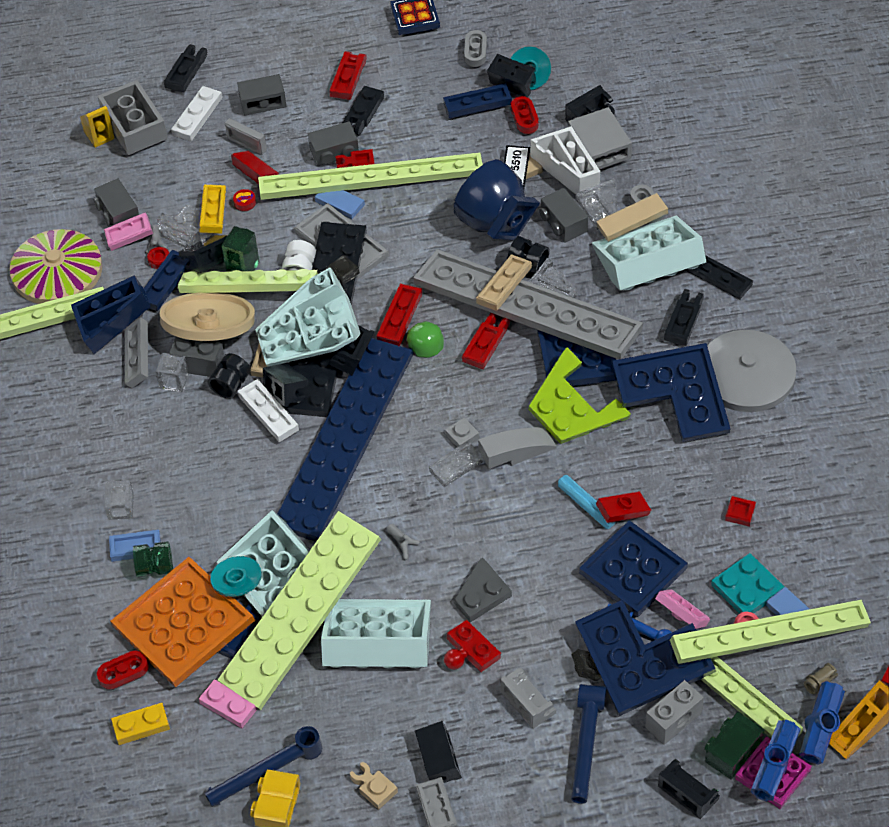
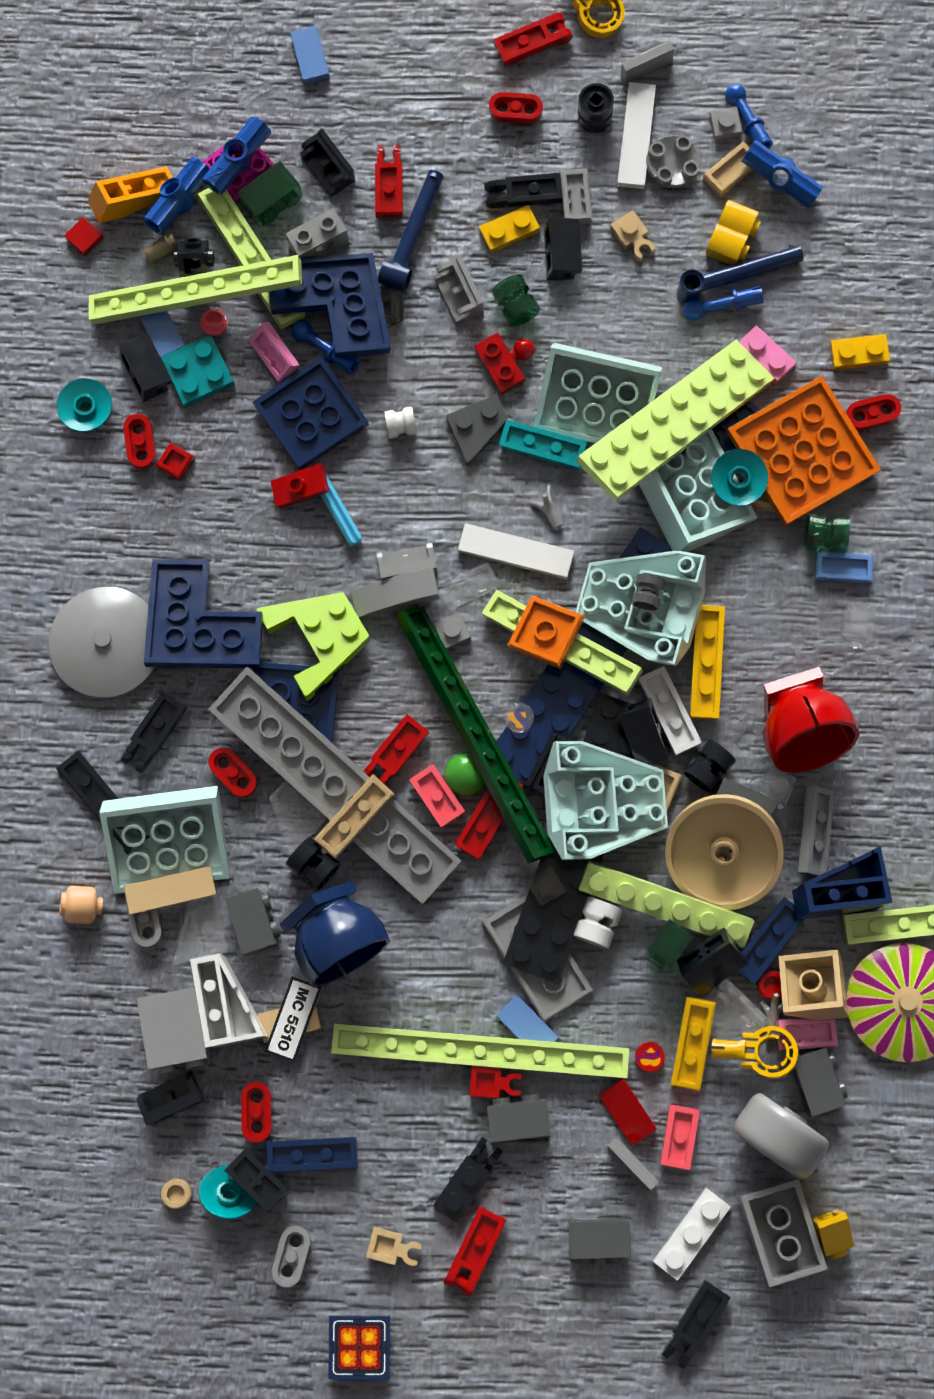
camera: 165 degrees left, 25 degrees up
(126, 251) = (813, 985): none -> tan slope
(139, 155) = (781, 1136): none -> light grey wheel
(156, 412) = (806, 723): none -> red plate
(169, 204) = (738, 1050): none -> yellow pin
(214, 158) = (679, 1137): none -> coral plate
(242, 450) = (707, 663): none -> yellow plate
(261, 742) = (695, 309): none -> blue pin
(299, 464) = (647, 592): none -> dark grey wheel
(302, 463) = (654, 635): none -> light aqua wedge
(366, 429) = (583, 653): none -> yellowish green plate
(380, 429) = (546, 631): none -> orange tile
(390, 375) = (519, 717): none -> clear tile
(408, 66) = (387, 1246): none -> tan plate
(418, 584) = (541, 444): none -> teal plate
(422, 501) = (515, 551): none -> white tile
(424, 356) = (475, 734): none -> dark green plate
(448, 321) = (437, 796): none -> coral plate
(473, 696) = (514, 297): none -> clear green wheel
(487, 802) = (525, 190): none -> black hinge
(494, 767) = (509, 229): none -> yellow plate
(513, 470) = (406, 561): none -> light grey hinge
(550, 574) = (400, 422): none -> white wheel
(567, 66) = (176, 1193): none -> tan tile
(612, 301) = (233, 772): none -> red plate
(622, 781) = (389, 184): none -> red hinge
(698, 199) = (80, 905): none -> light nougat head
(778, 517) = (140, 442): none -> red plate
(783, 667) = (193, 257): none -> black brick
(796, 572) = (145, 367): none -> black hinge
(840, 524) = (81, 393): none -> teal dish

